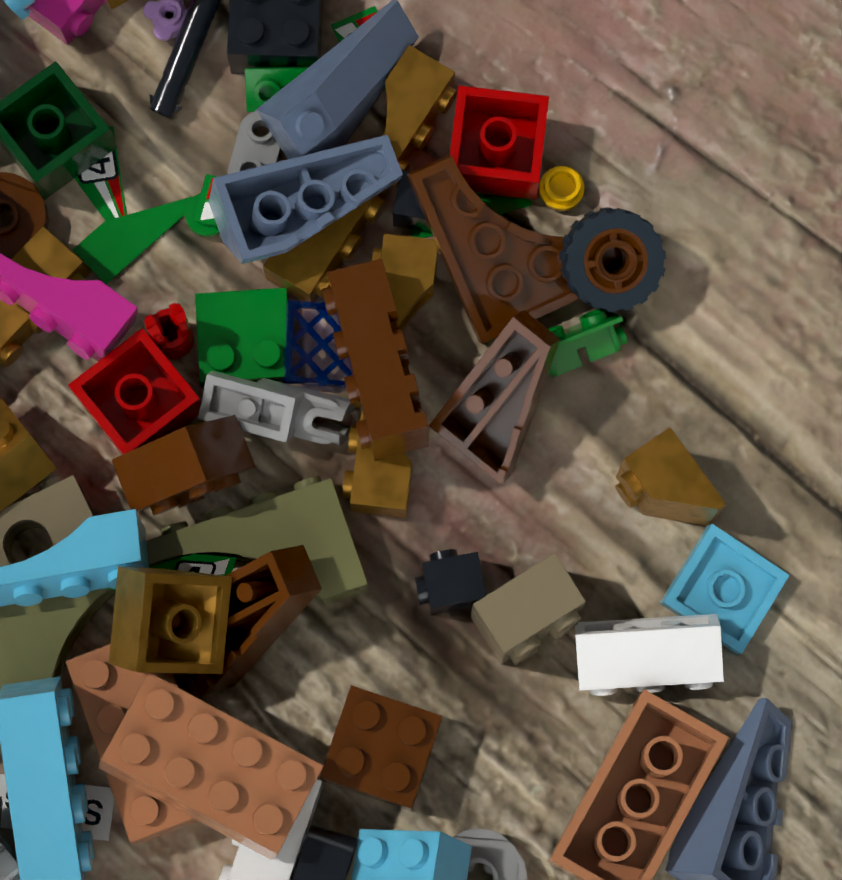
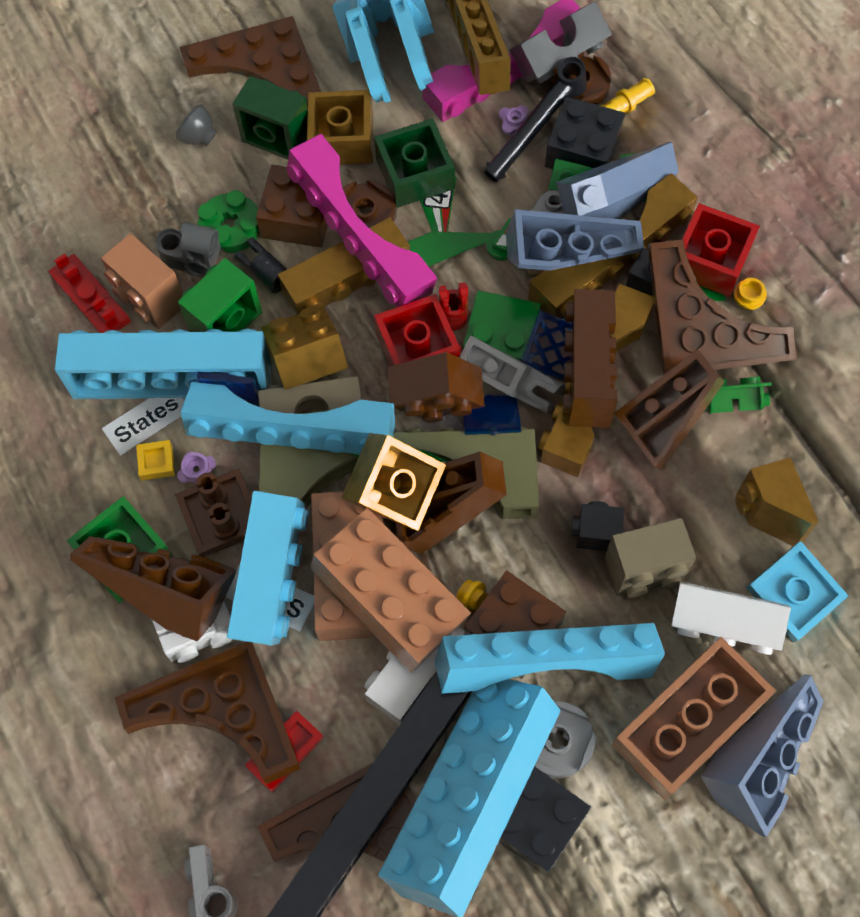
camera: 20 degrees right, 10 degrees down
(276, 476) = (496, 417): none -> clear blue piece
(316, 727) = (472, 594): none -> yellow plate
(370, 812) = (481, 660): none -> medium azure arch
(640, 263) = (796, 337): black wheel -> none

